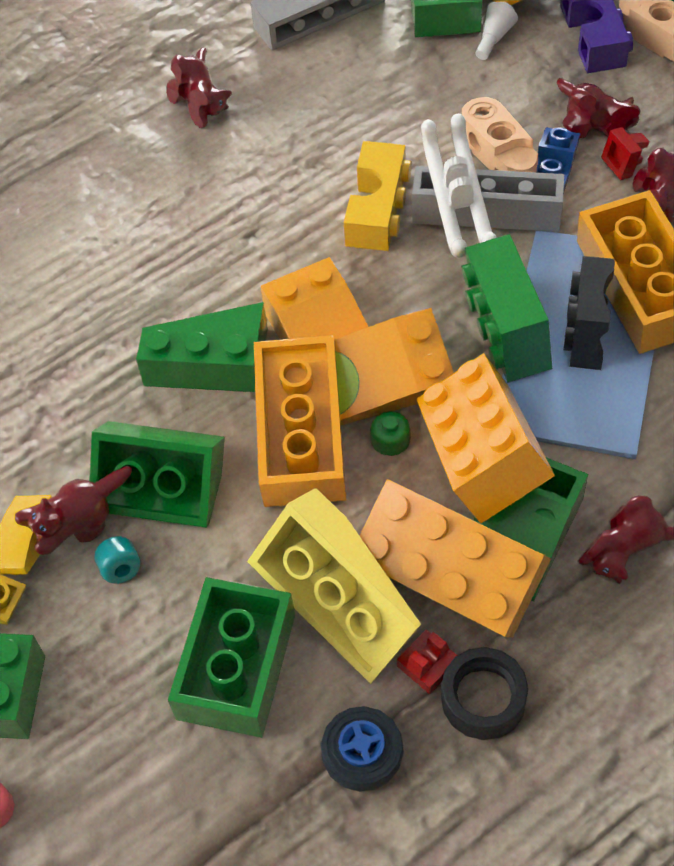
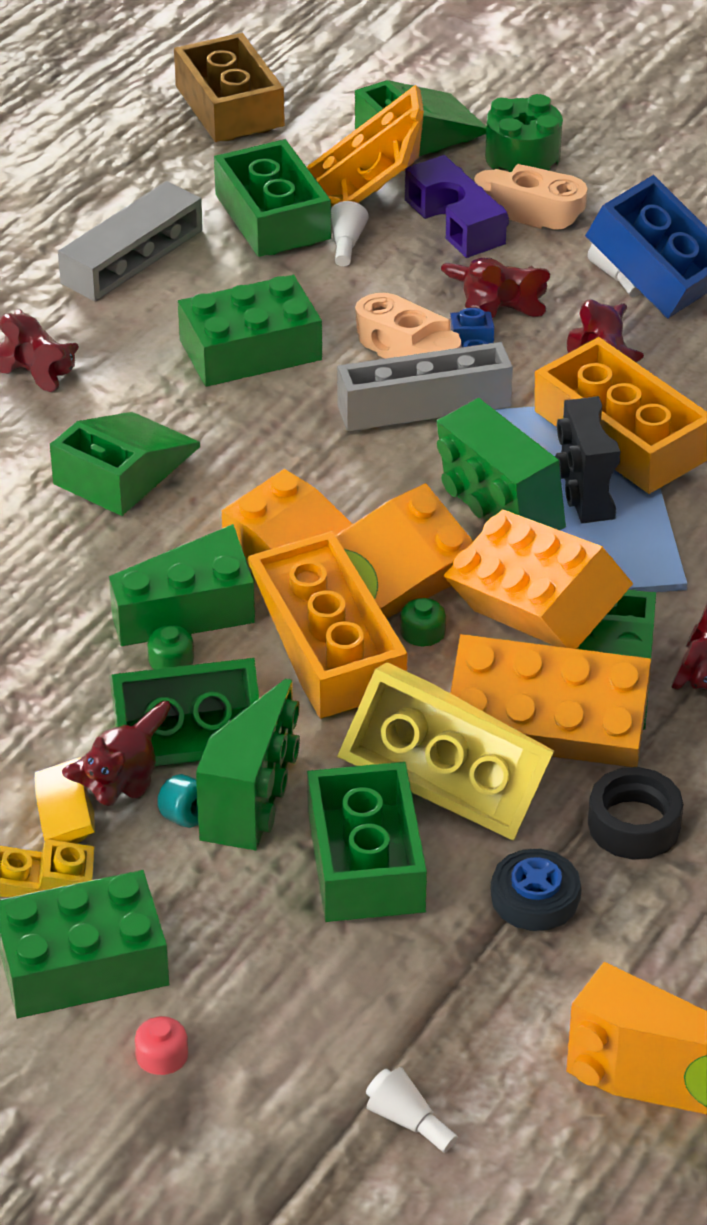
camera: 25 degrees left, 15 degrees down
(168, 551) = (247, 770): none -> green slope
(175, 403) = (170, 647): none -> green piece
(215, 206) = (117, 458): none -> green slope
(371, 106) = (250, 330): none -> green brick
(373, 218) = (300, 411): yellow arch -> none
(426, 660) = (563, 803): red tile -> none
(456, 184) = (398, 371): white piece -> none
(624, 152) = (545, 318): red tile -> none

